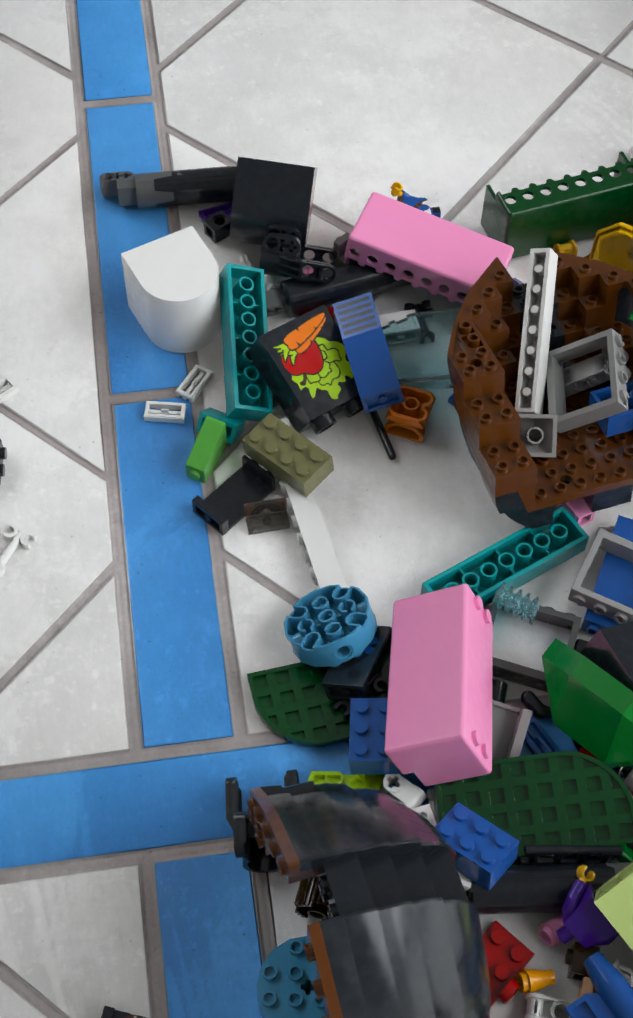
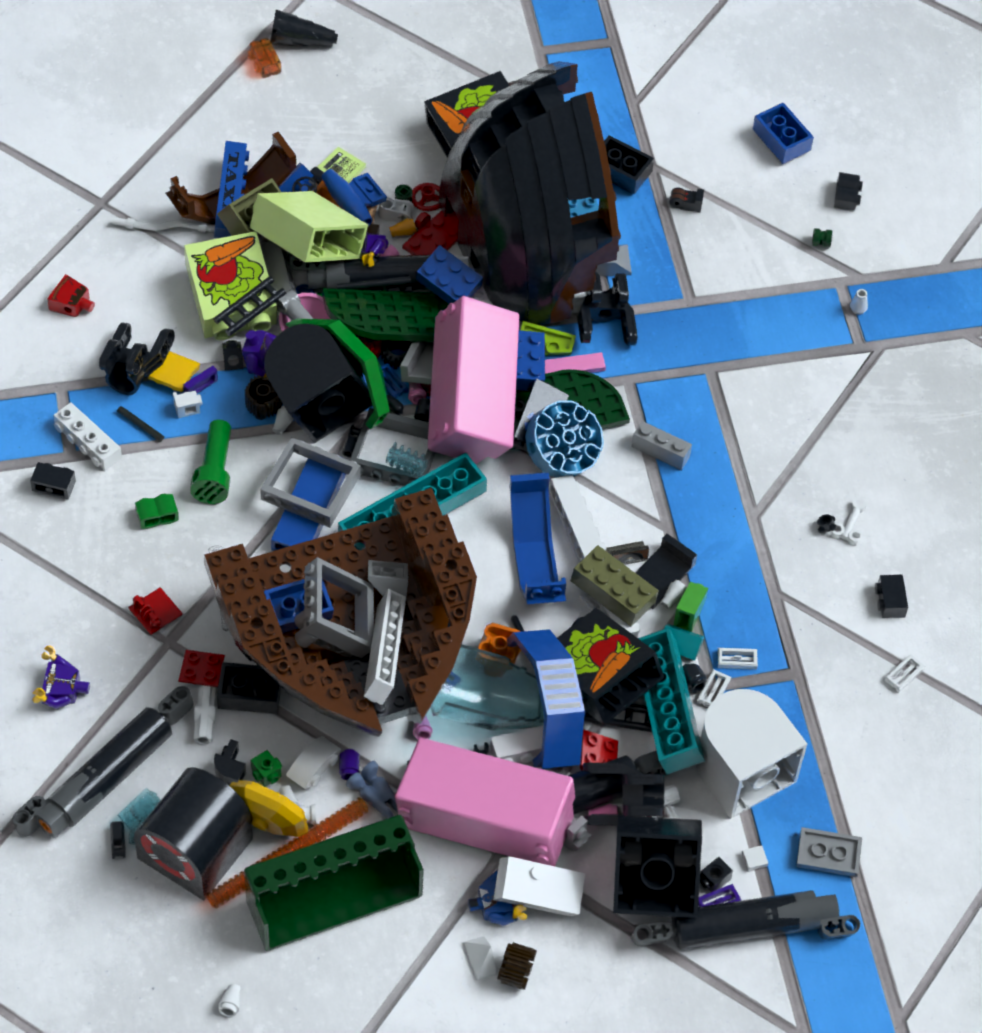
camera: 175 degrees right, 0 degrees up
(43, 540) = (826, 523): none -> black plate
(109, 241) = (829, 852): none -> light grey plate
(213, 637) = (661, 445): none -> light grey brick
(214, 385) = (694, 677): none -> black head
(219, 473) = (673, 594): none -> white cone
(245, 923) = (621, 265): none -> light grey slope
(309, 757) = (587, 362): none -> bright pink tile
(355, 200) = (539, 886): none -> white brick
(366, 494) = (534, 539): none -> blue panel
(399, 161) = (516, 965): none -> dark brown brick
(429, 183) = (481, 957): none -> white slope

